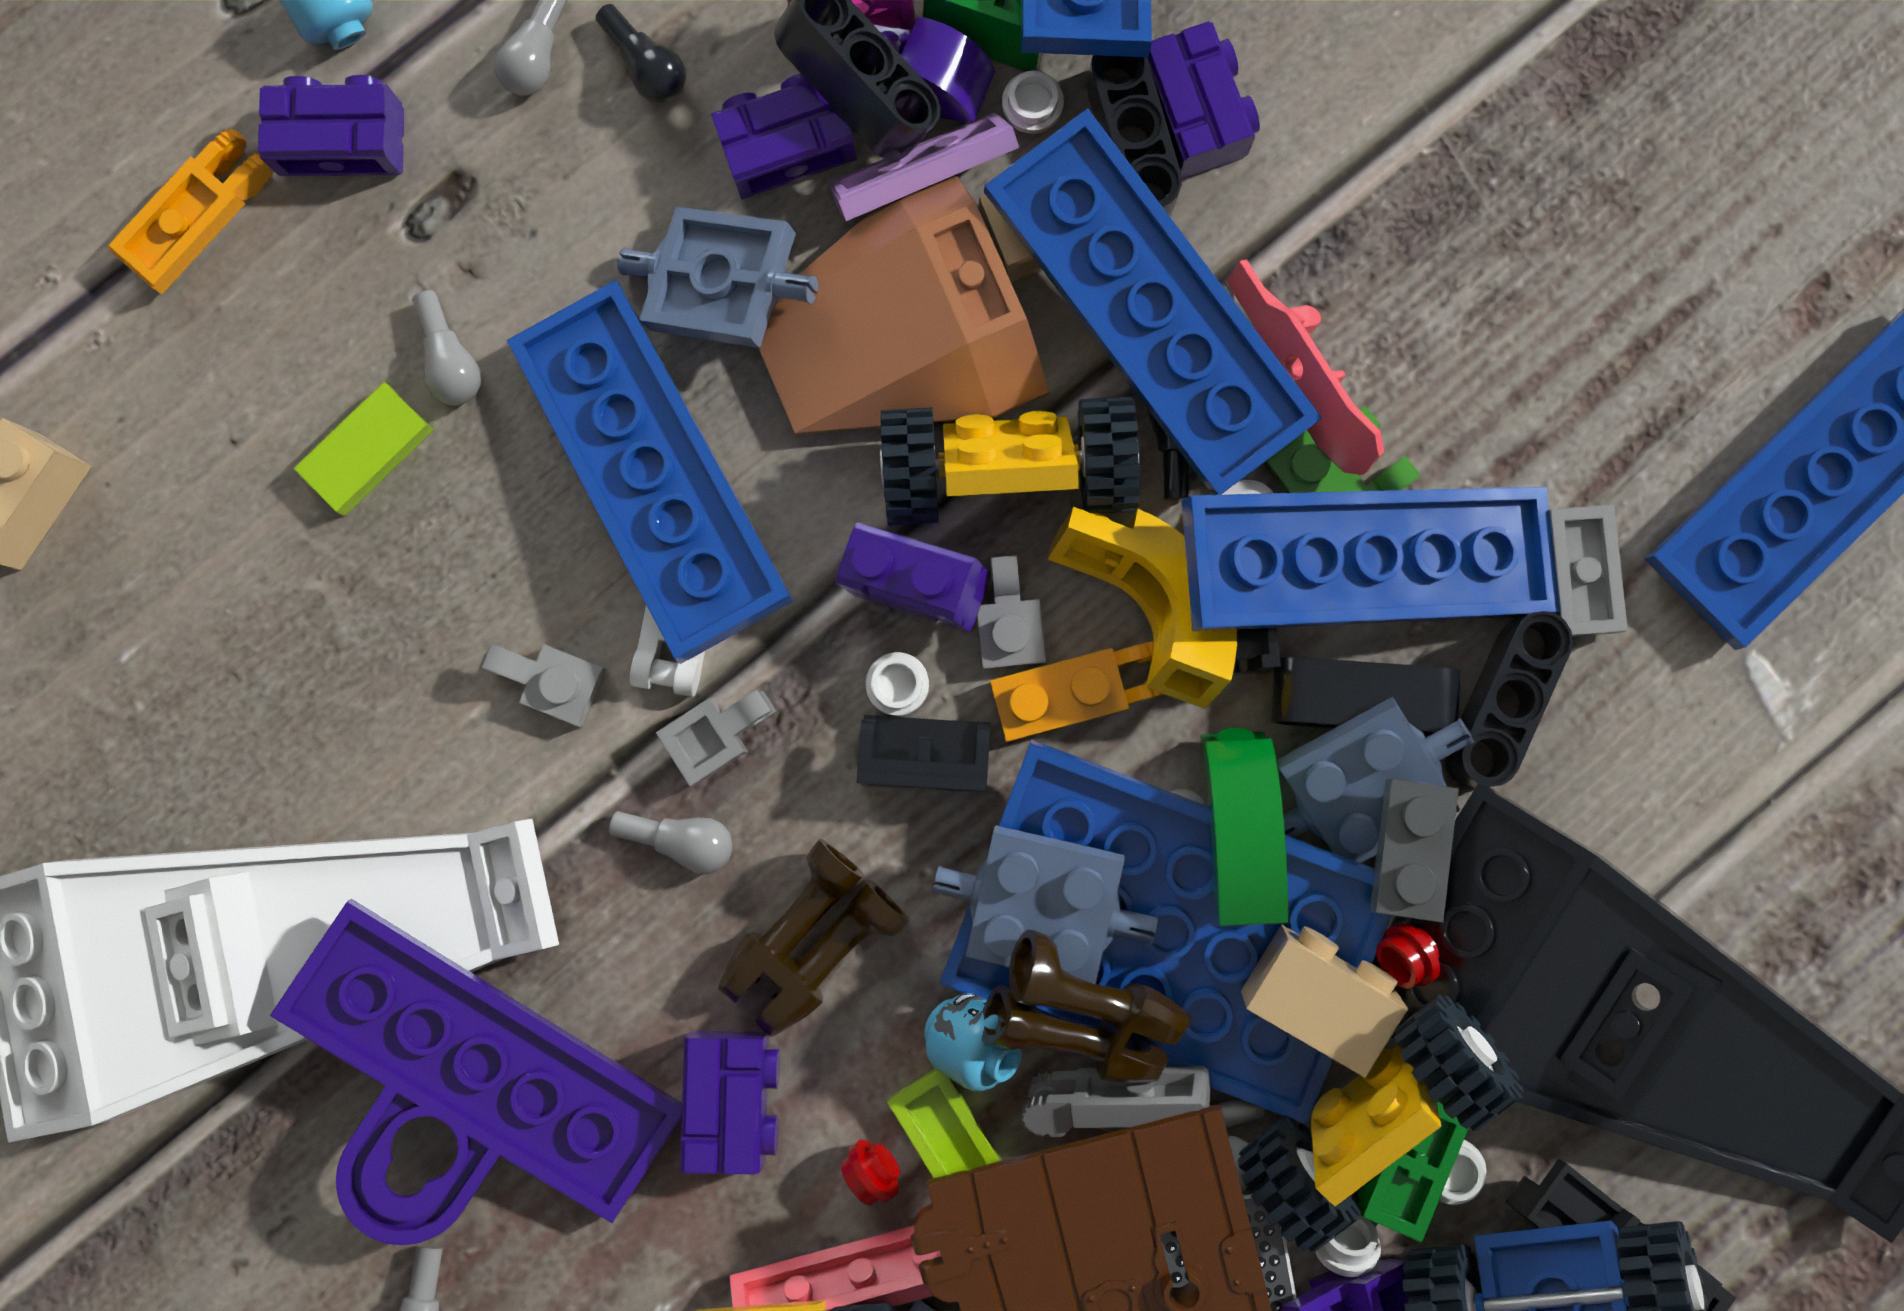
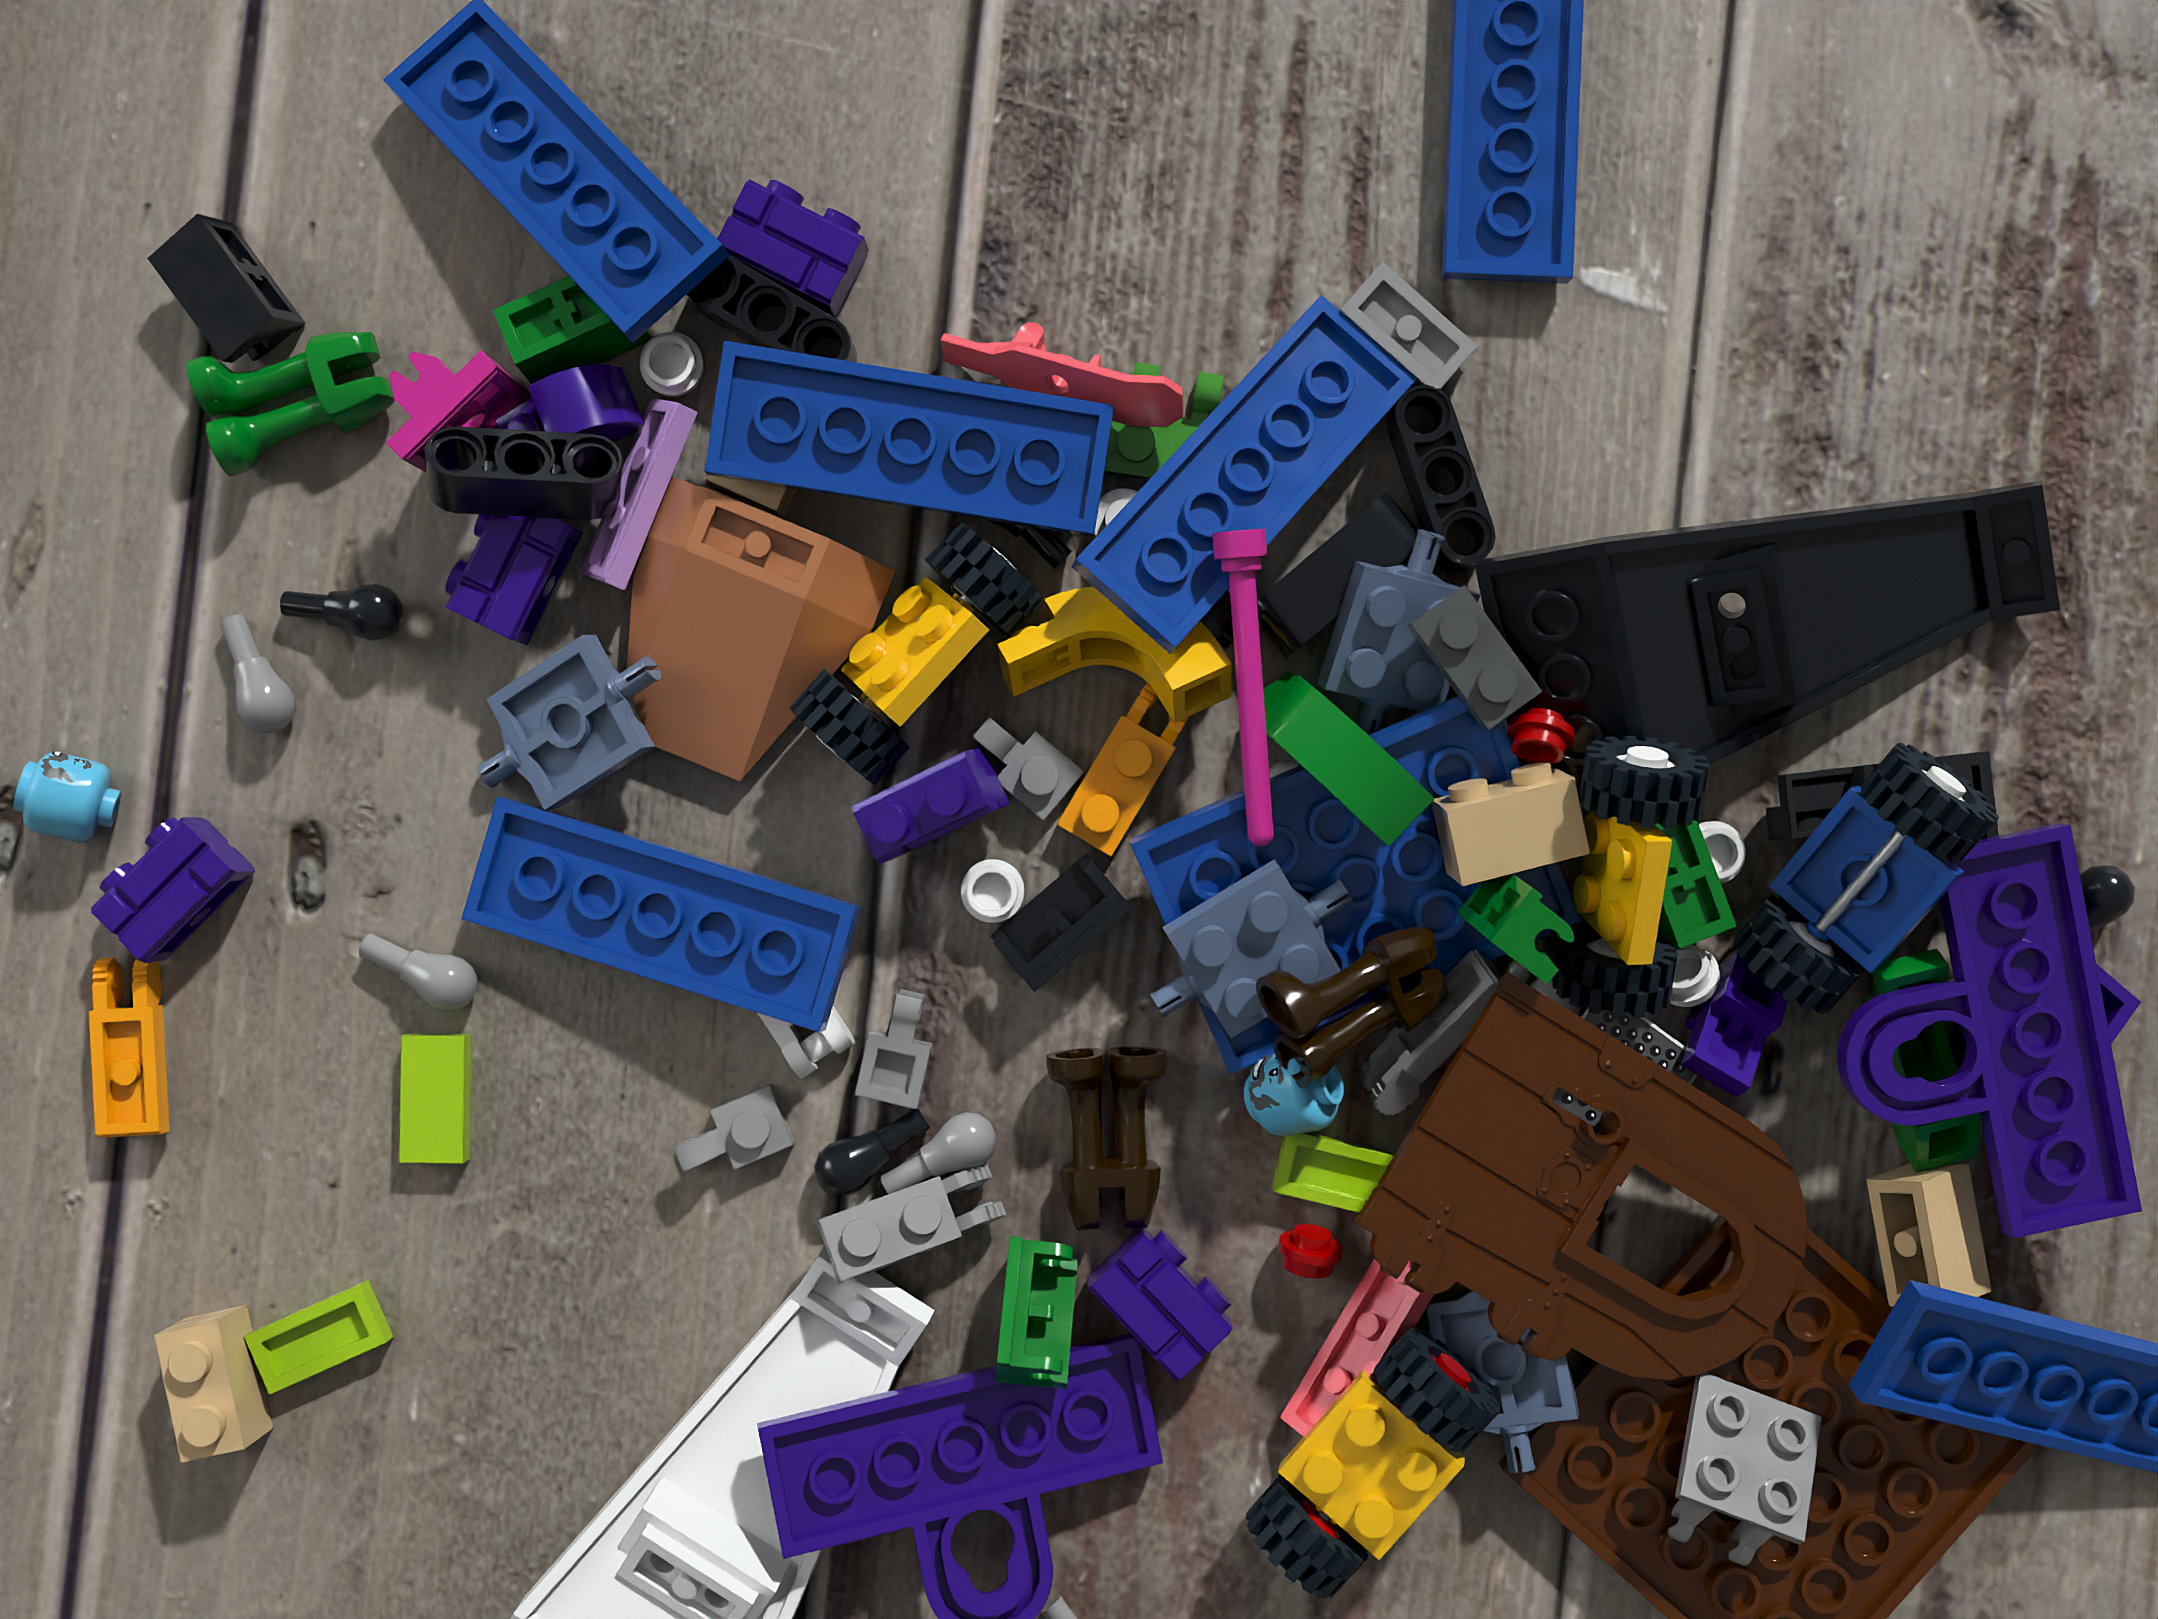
camera: 55 degrees left, 5 degrees up
(116, 536) = (318, 1337): none -> lime tile
(598, 860) = (903, 1224): none -> light grey hinge
(606, 780) = (852, 1162): none -> black piece
(628, 1020) = (1037, 1314): none -> green hinge
(1260, 1066) = (1511, 917): none -> green hinge
(1312, 609) = (1240, 557): none -> dark pink piece

